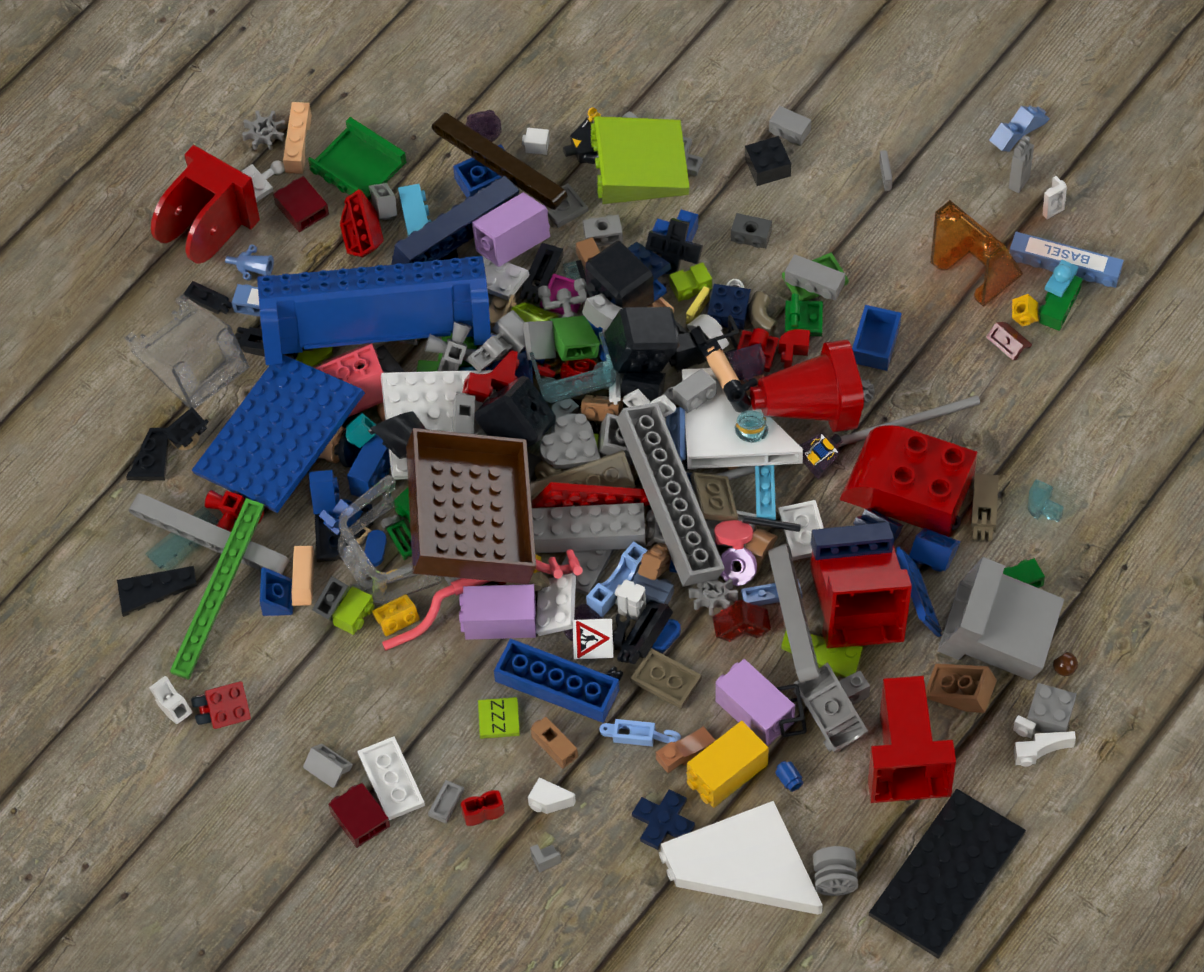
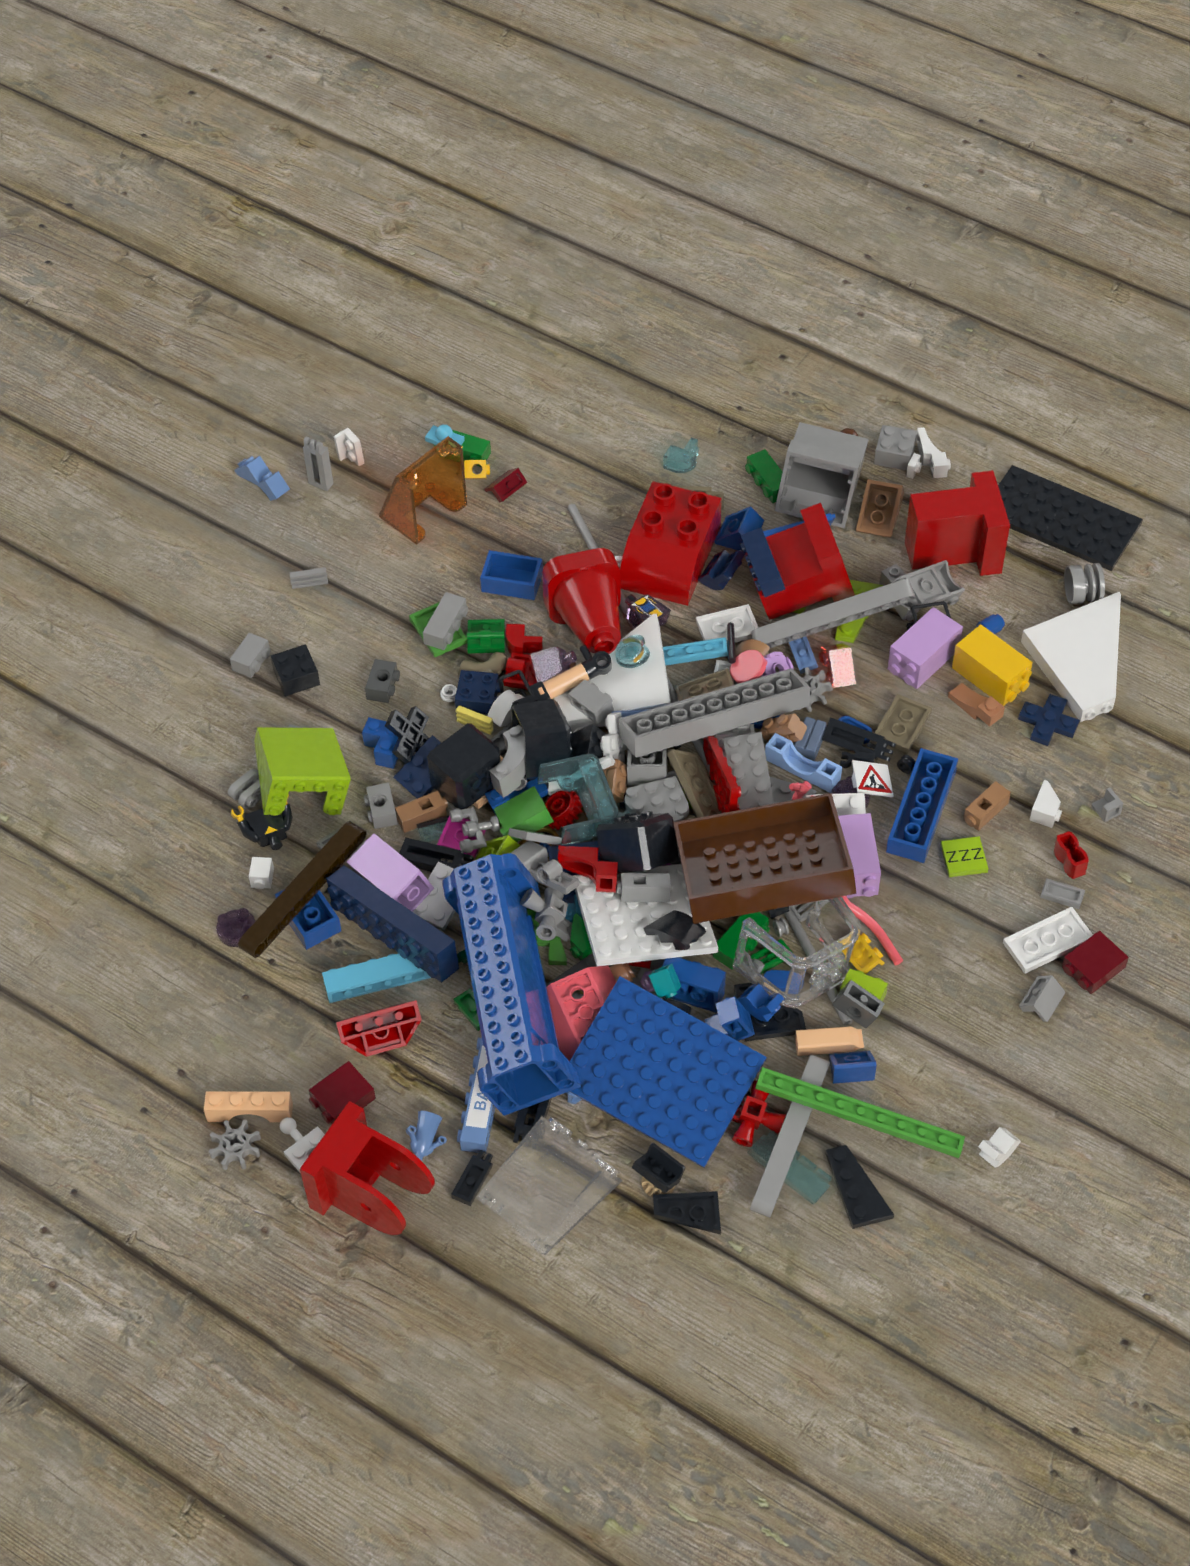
camera: 95 degrees left, 5 degrees down
(222, 705) = (1000, 1096): red plate -> none
(358, 160) = (281, 1045): green panel -> none
(383, 201) = (339, 1007): light grey slope -> none
(630, 599) = (827, 744): white brick -> none
(640, 733) = (964, 739): light blue piece -> none
(690, 282) = (443, 722): lime brick -> none
(1048, 255) = (414, 443): medium blue brick -> none

